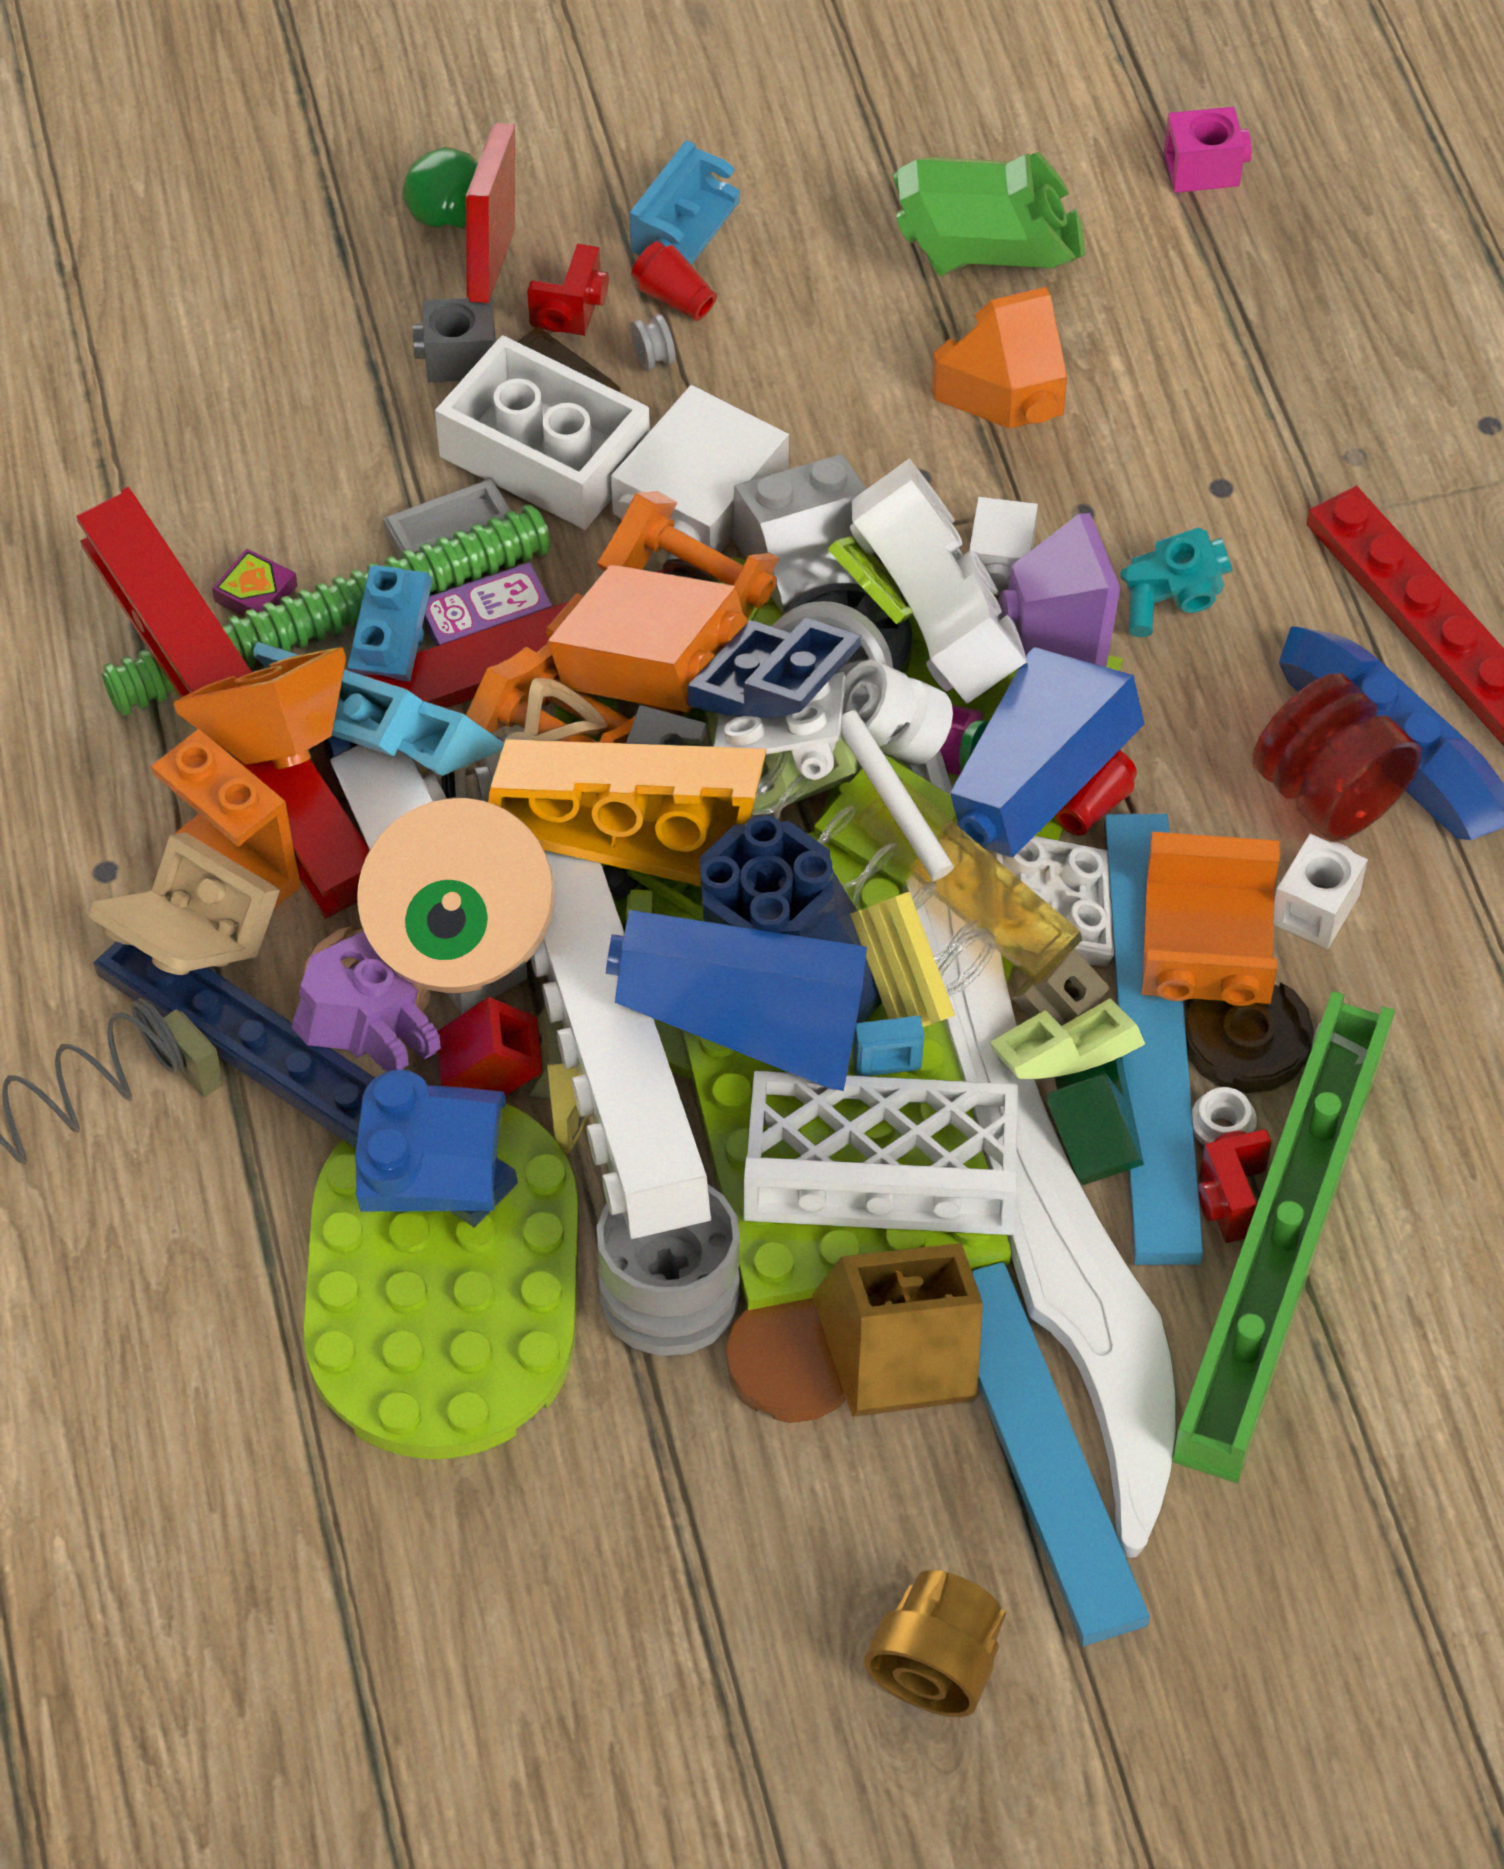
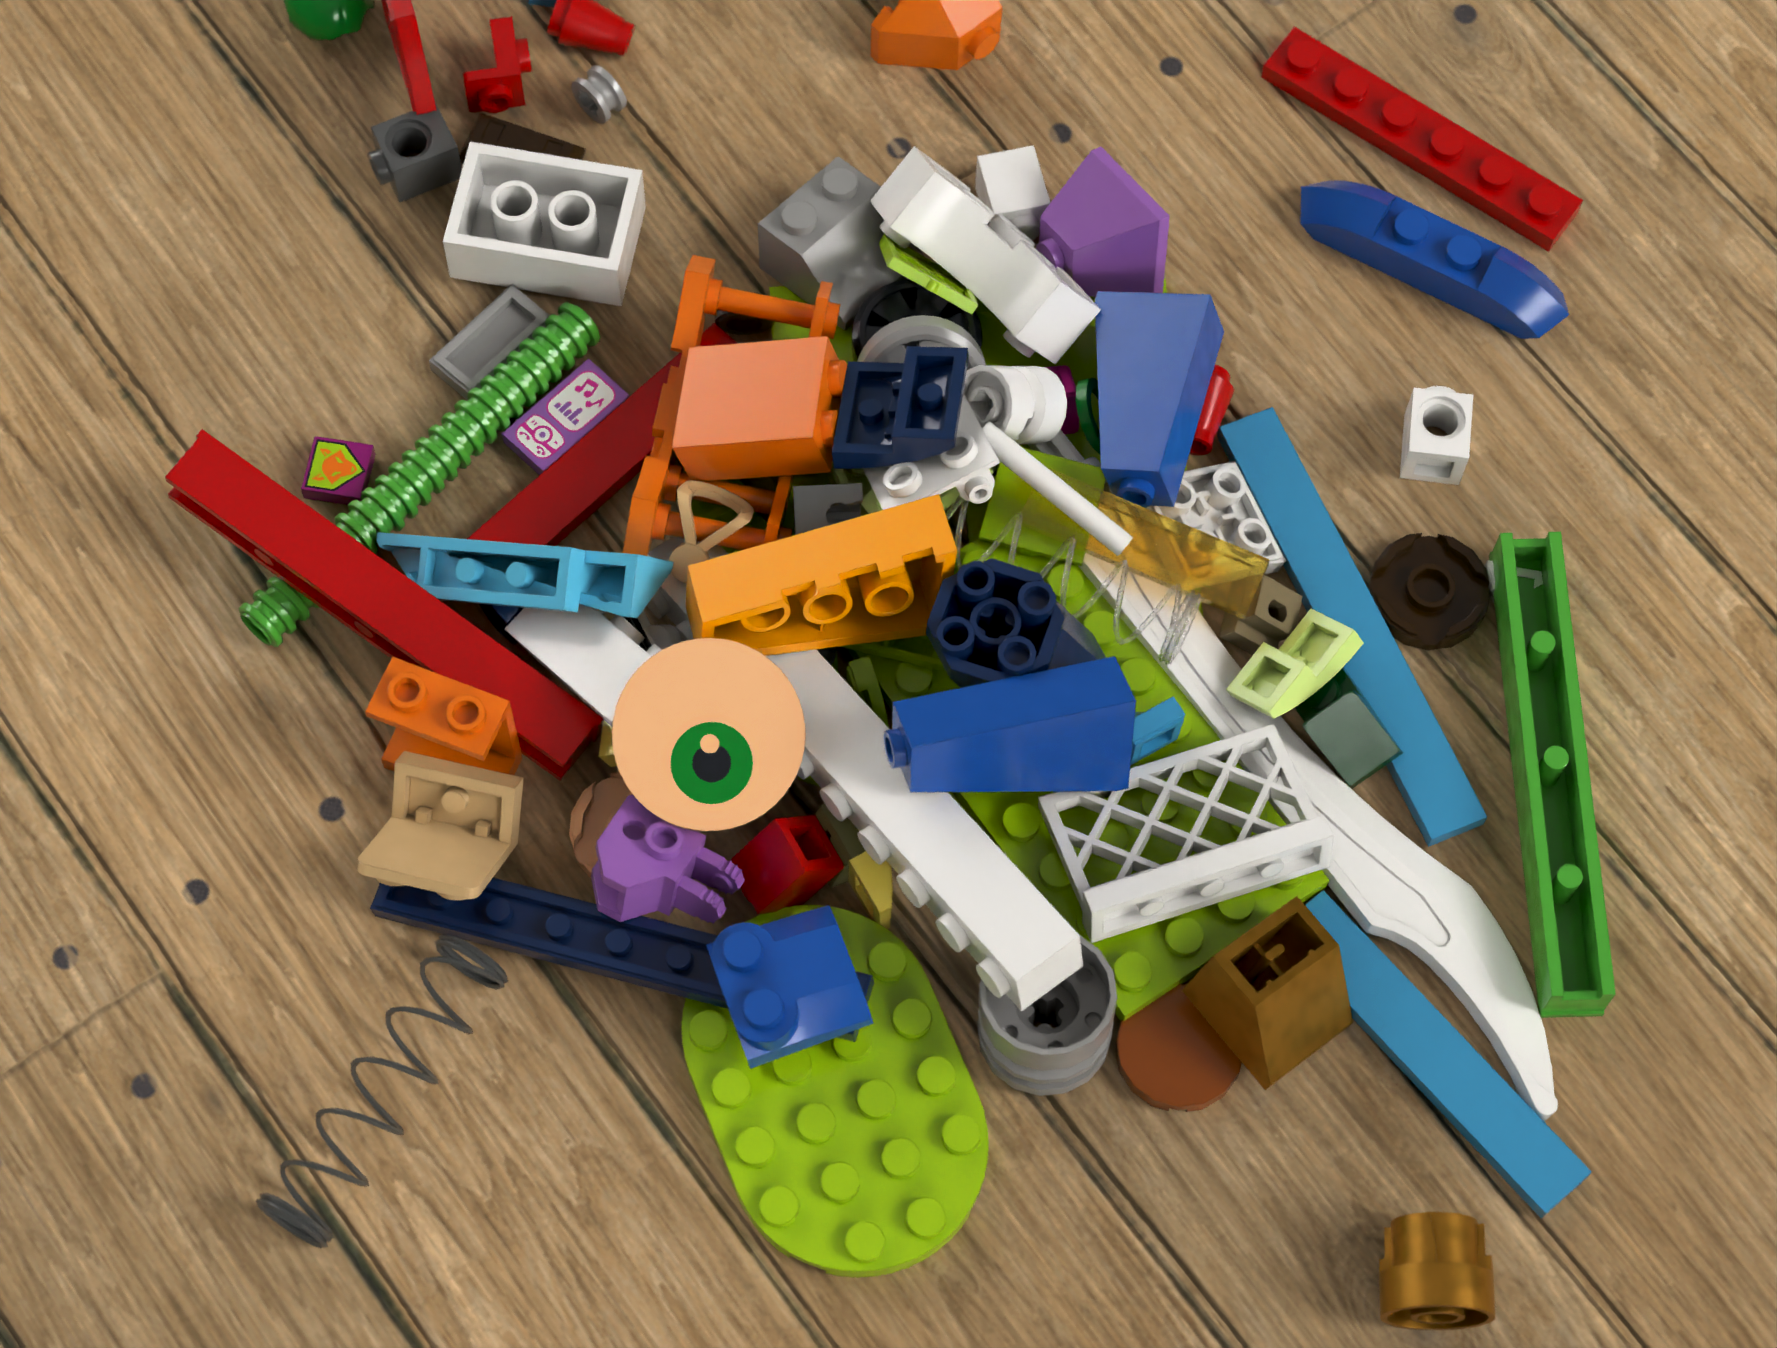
camera: 25 degrees left, 10 degrees up
(199, 1054) = (520, 966): olive tile -> none
(271, 710) = (446, 610): orange slope -> none
(390, 622) = (494, 469): dark azure hips -> none
(697, 459) = (706, 205): white brick -> none
(895, 967) = (1109, 639): light yellow tile -> none
(1179, 567) = (1184, 163): teal piece -> none
(1210, 918) = (1360, 501): orange panel -> none
(1222, 1104) = (1453, 668): white plate -> none
(1224, 1185) = (1479, 746): red bracket -> none
(1336, 757) = (1404, 304): clear red wheel -> none

